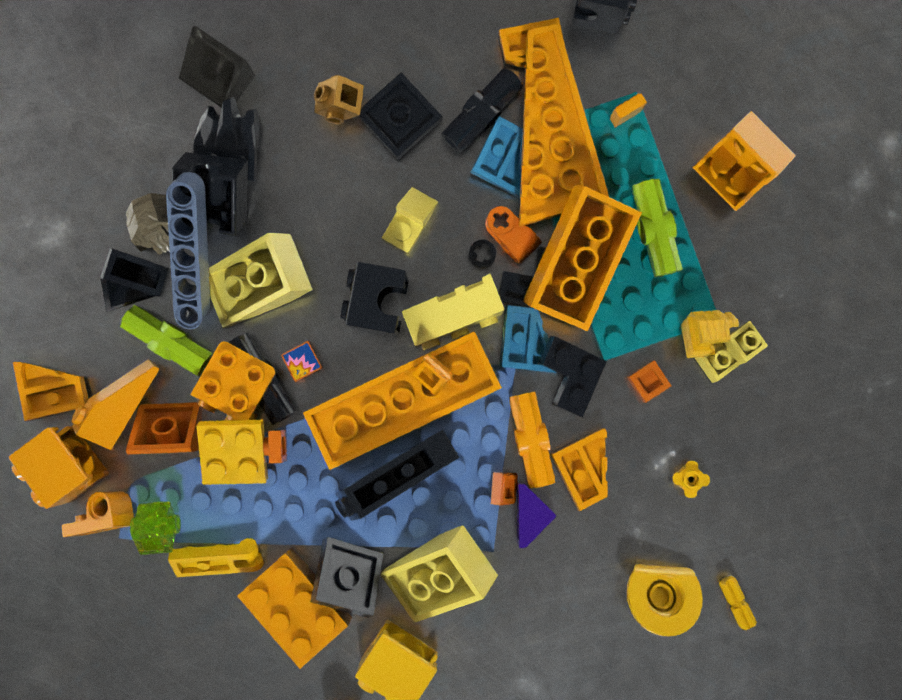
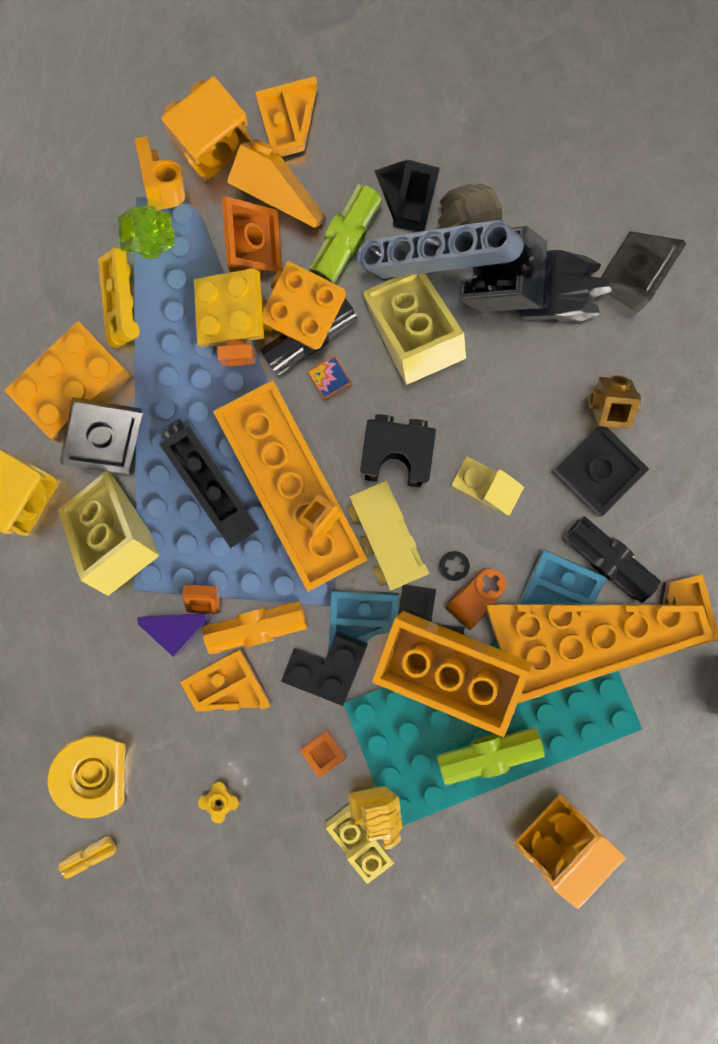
camera: 90 degrees right, 0 degrees up
(628, 109) = (620, 719): light orange tile -> none

